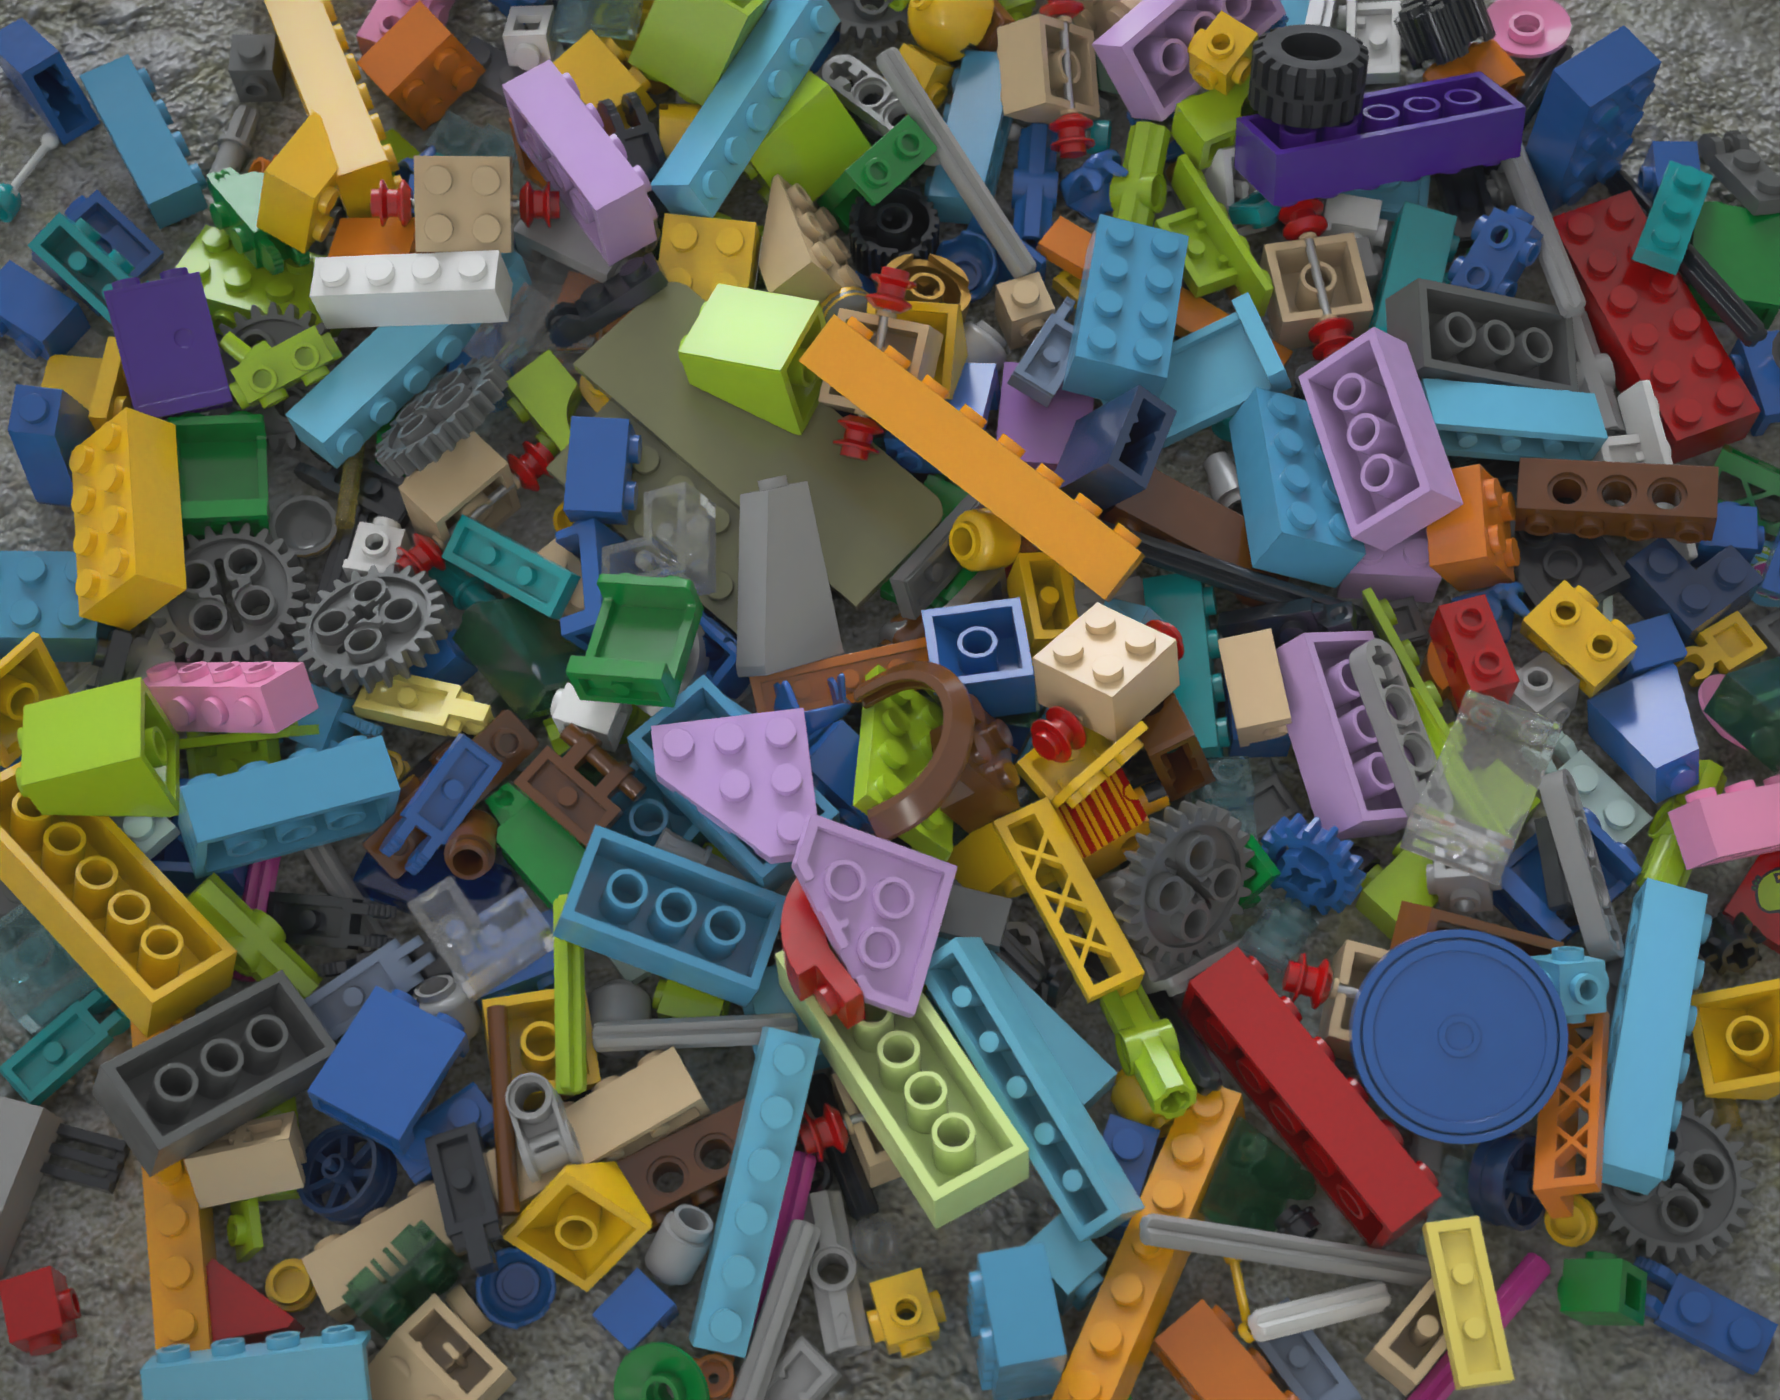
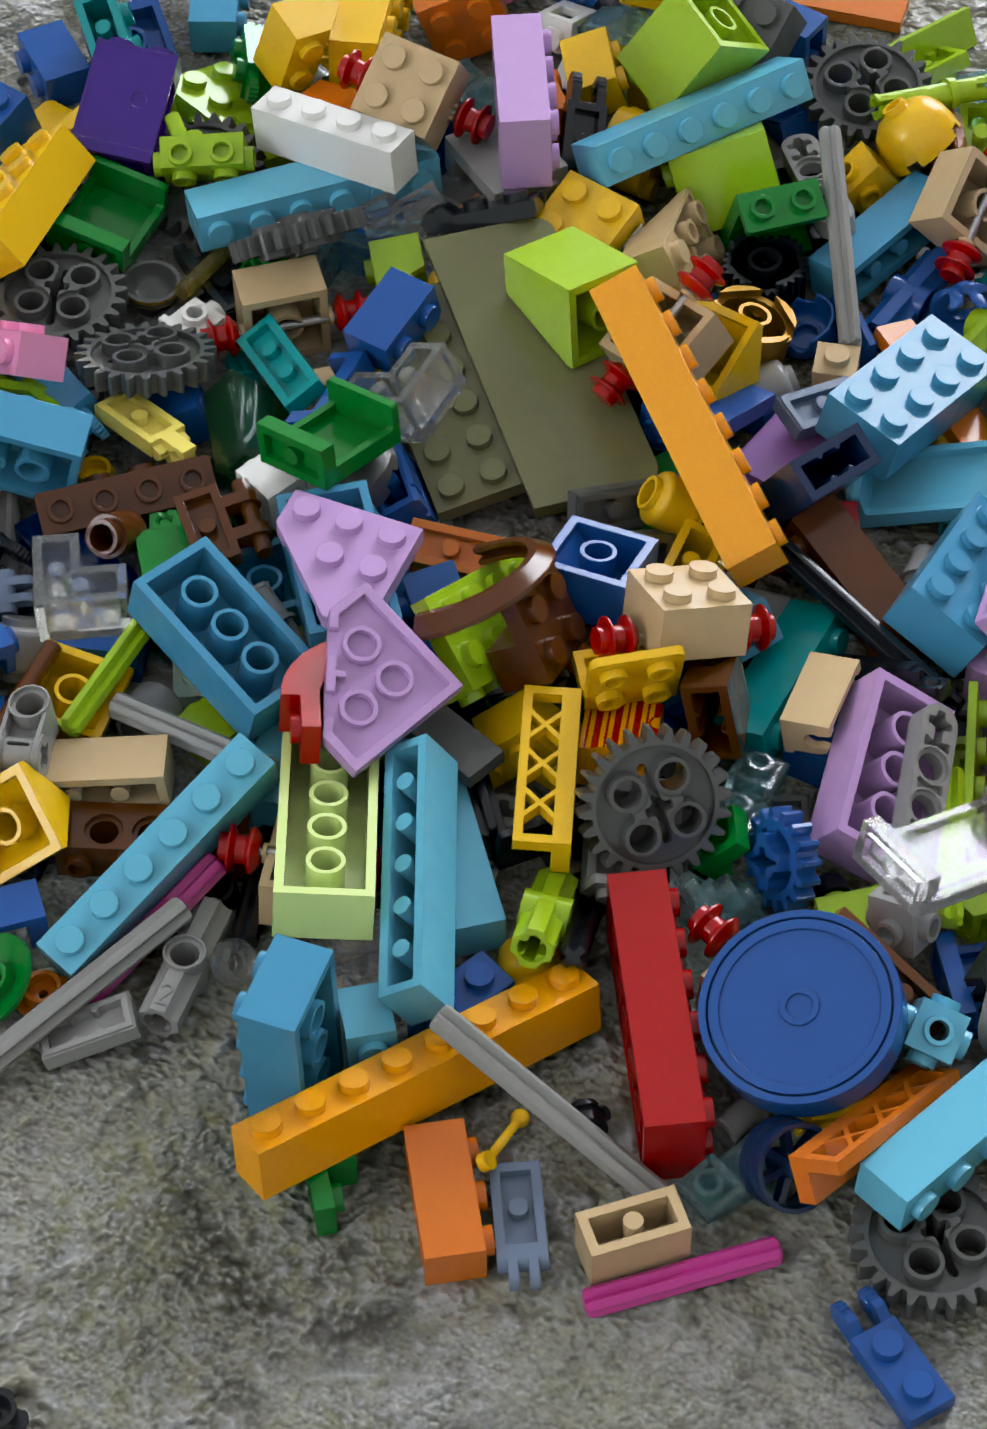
camera: 30 degrees right, 15 degrees down
(443, 800) = (113, 487): blue hinge -> none
(680, 1245) = (75, 880): light grey brick -> none
(782, 582) = (481, 456): light grey slope -> none
(818, 717) = (431, 555): blue piece -> none
(901, 1295) = (210, 1014): yellow brick -> none
(1254, 1181) = (570, 1057): clear green hinge -> none
(1319, 1310) = (550, 1175): white axle -> none
(1467, 1303) = (673, 1211): light yellow plate -> none
(1574, 1230) = (825, 1229): yellow plate -> none
(1603, 1290) = (811, 1286): green brick -> none

